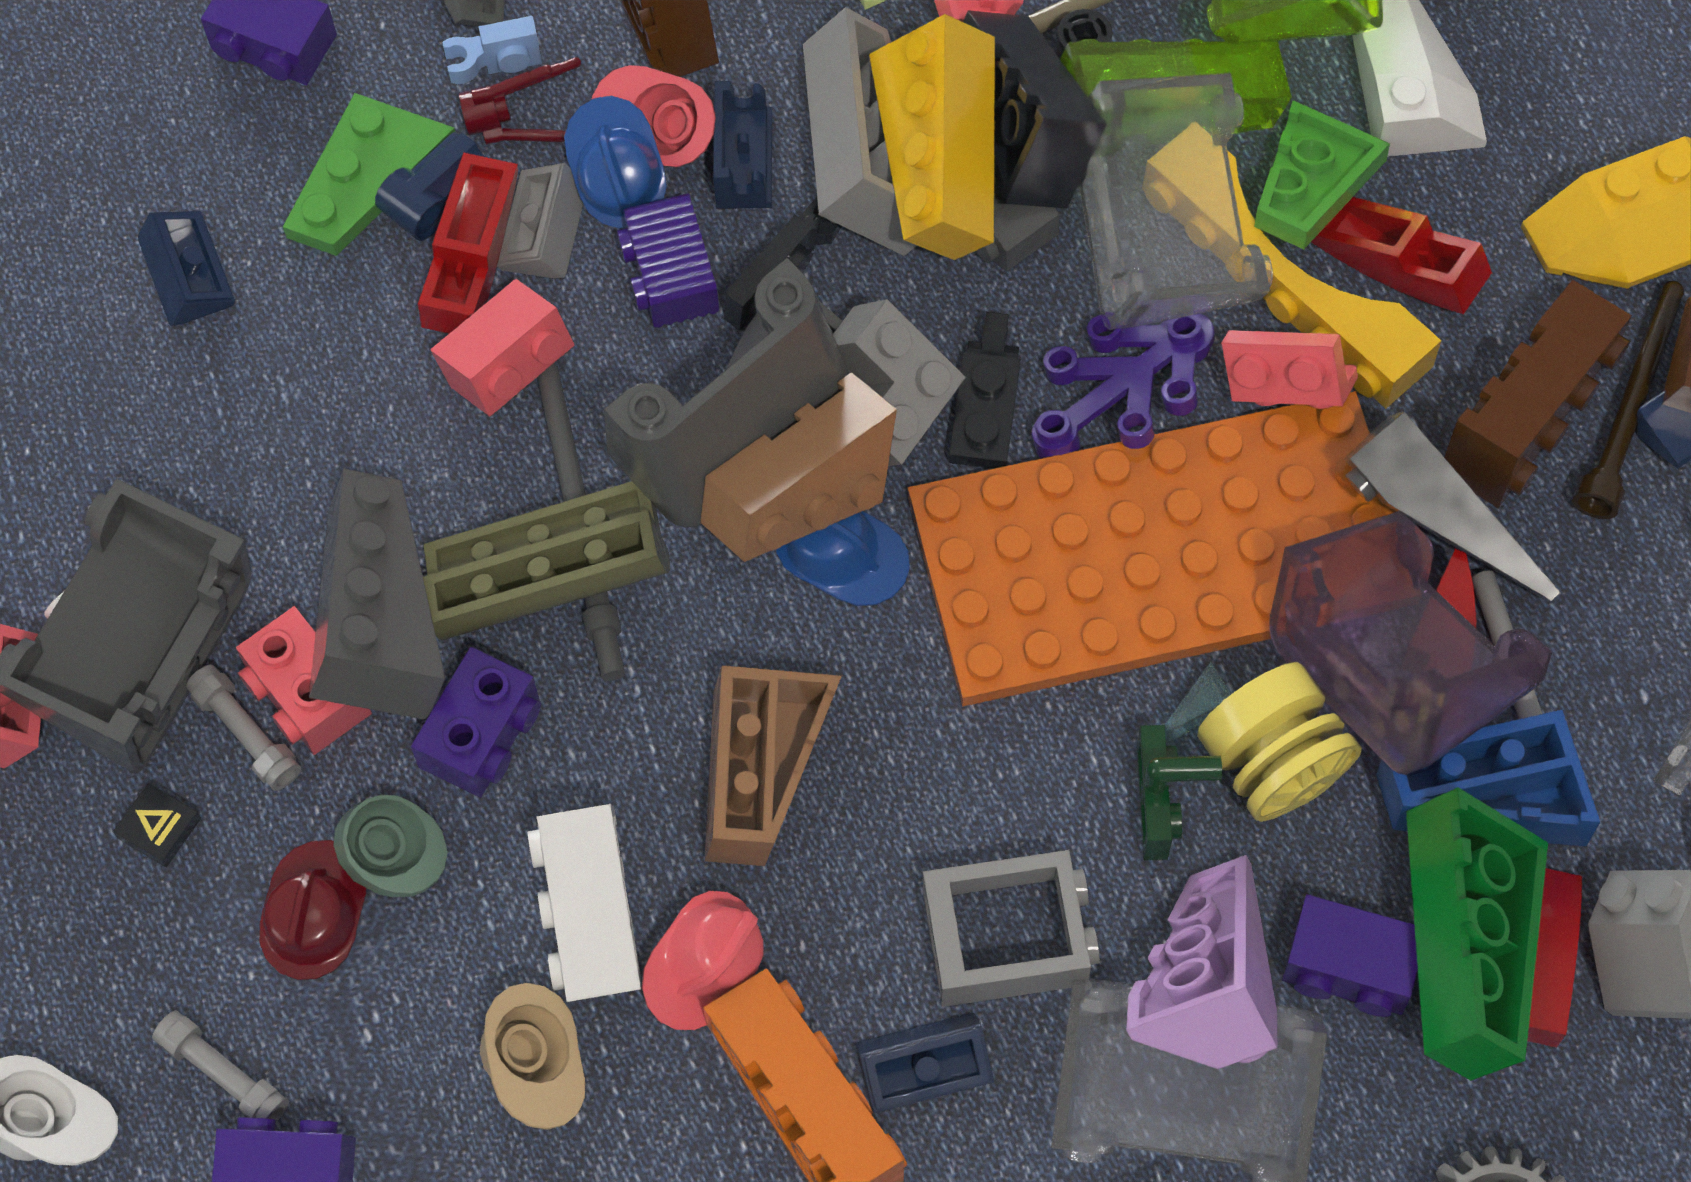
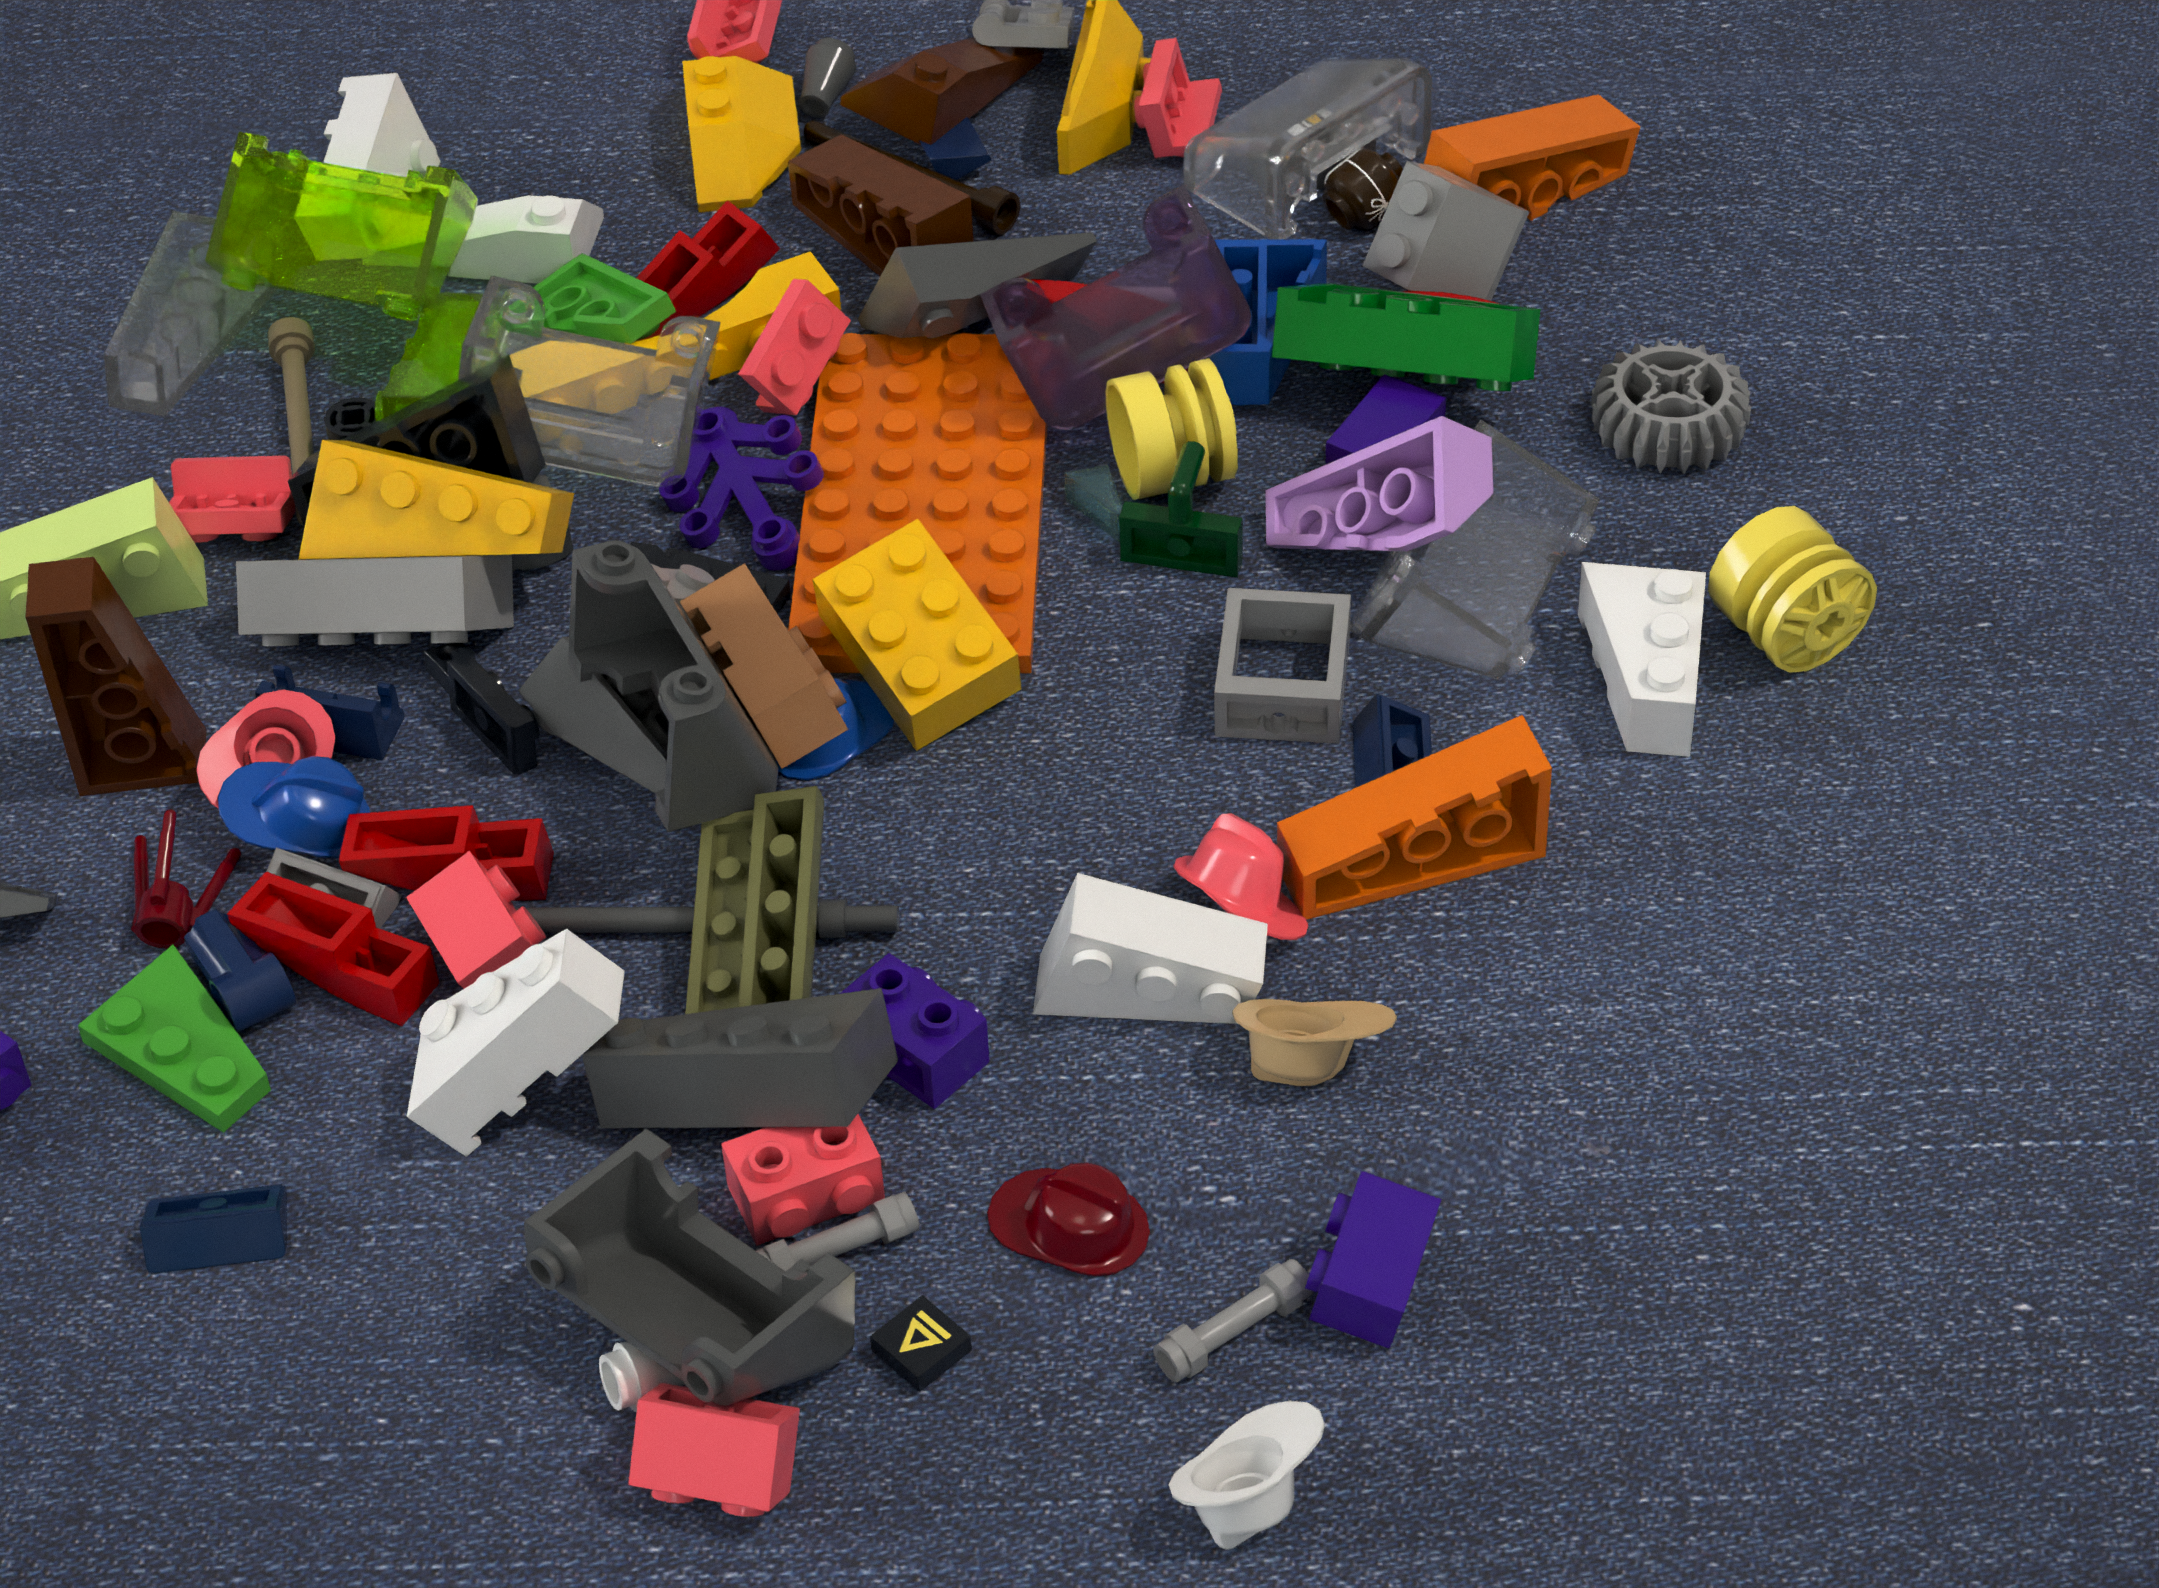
camera: 75 degrees left, 20 degrees down
(356, 405) = (507, 1032): none -> white wedge
(390, 846) = (1027, 1126): sand green hat -> none
(501, 47) = (97, 881): light blue plate -> none
(594, 295) = (418, 844): none -> red slope
(670, 261) = (439, 775): dark purple brick -> none
(757, 756) = (1046, 804): medium nougat wedge -> none
(925, 588) = (917, 634): none -> yellow brick

